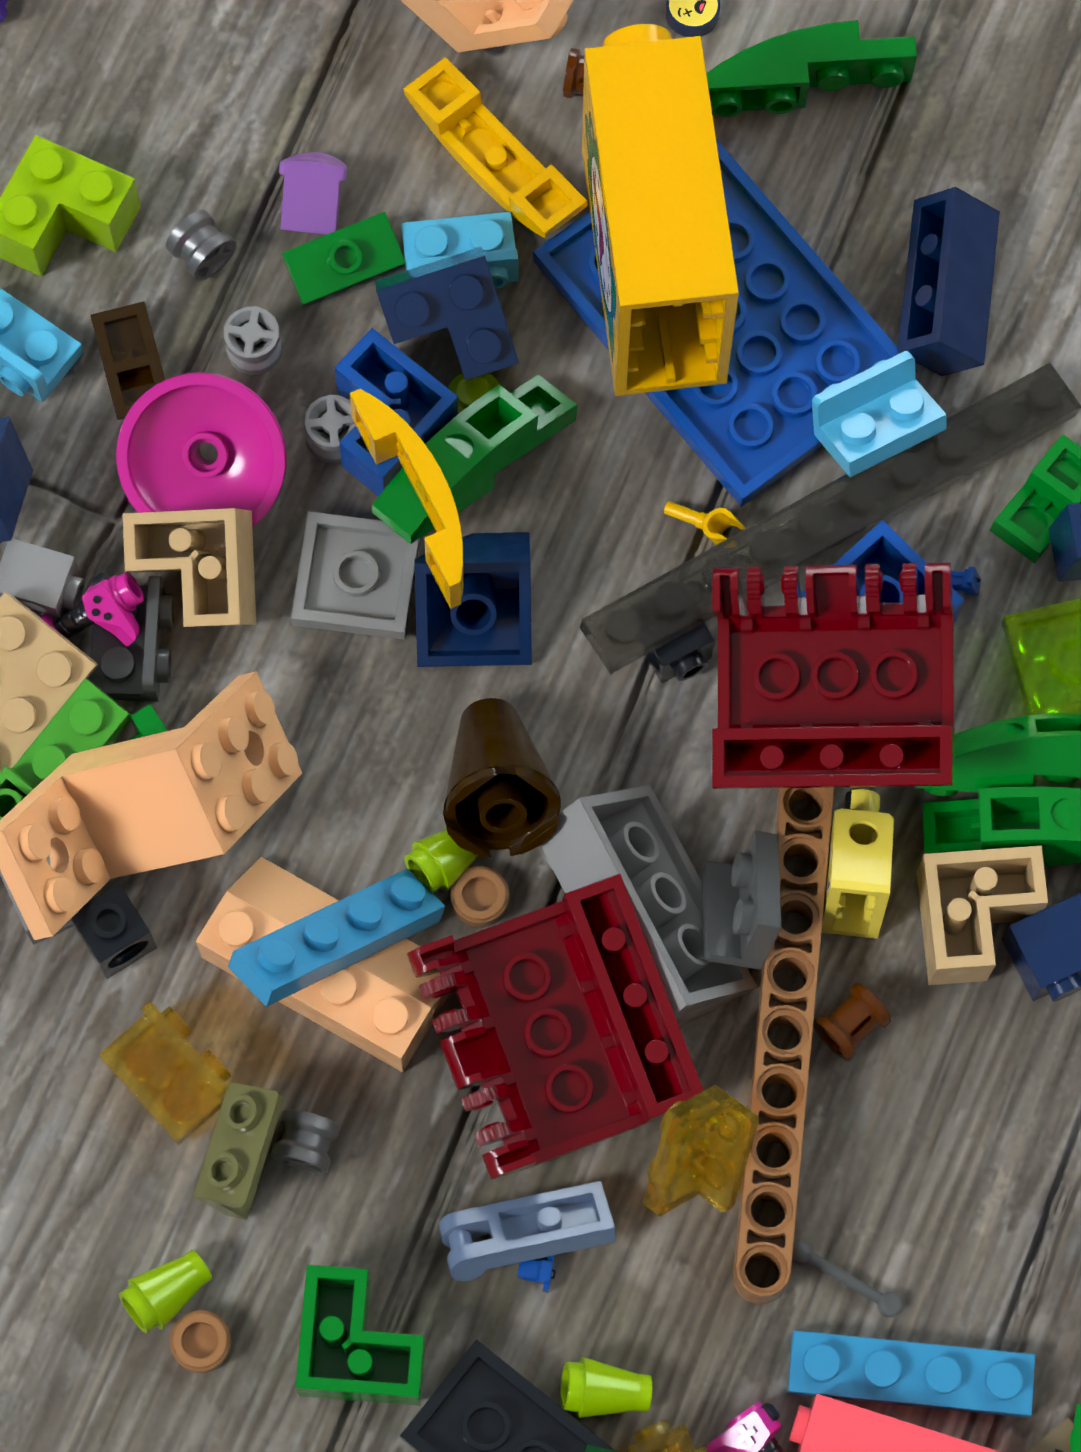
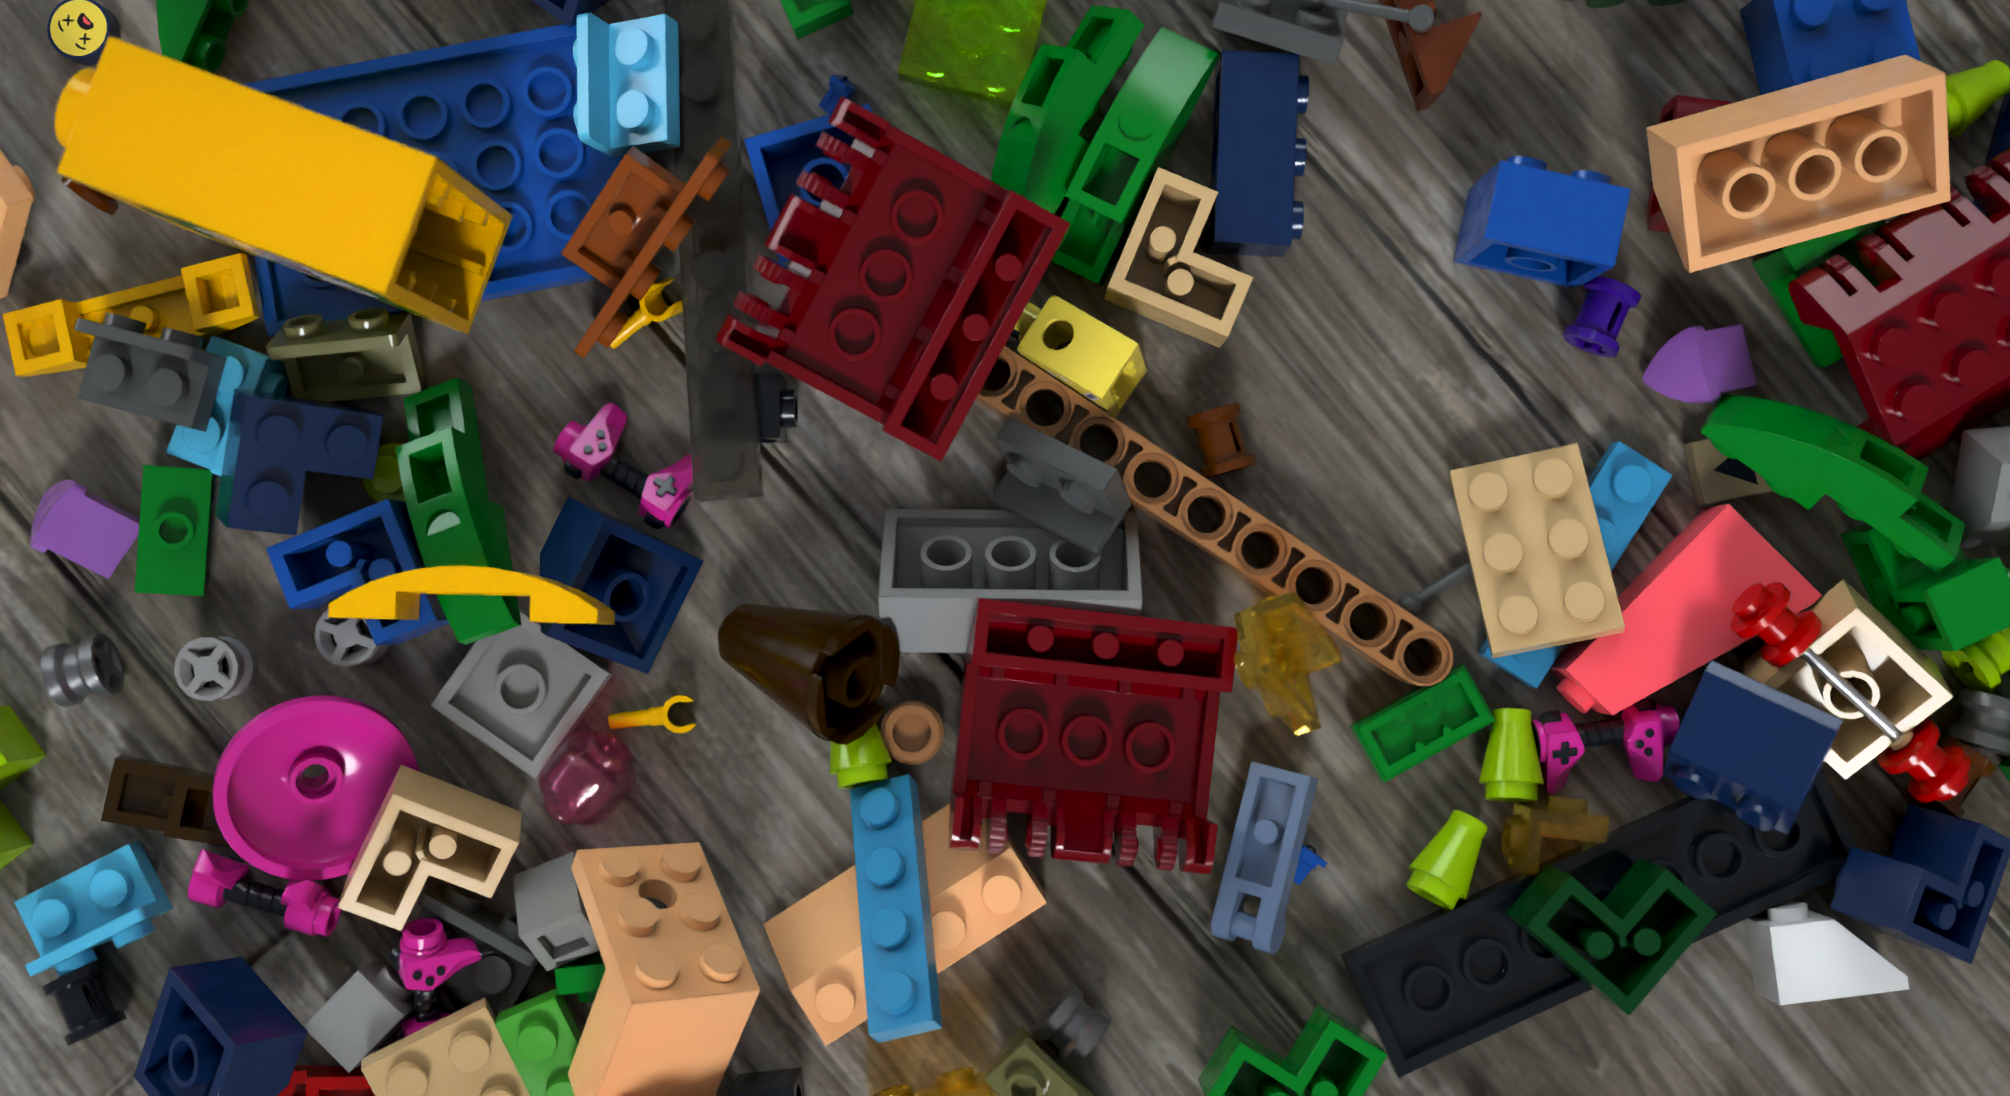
camera: 60 degrees left, 15 degrees up
(101, 491) = (303, 903): none -> dark pink piece
(191, 682) = (553, 913): none -> light grey brick
(311, 658) = (587, 778): none -> clear pink head
(386, 688) = (653, 716): none -> yellow hand
(458, 182) = (150, 375): none -> dark grey bracket
(549, 319) = (350, 357): none -> olive bracket
(573, 534) = (591, 452): none -> dark pink piece
(707, 1308) = (1421, 723): none -> green plate
(716, 1399) = (1511, 758): none -> lime cone
(766, 470) = (629, 226): none -> dark orange bracket
(902, 1323) = (1536, 551): none -> tan plate

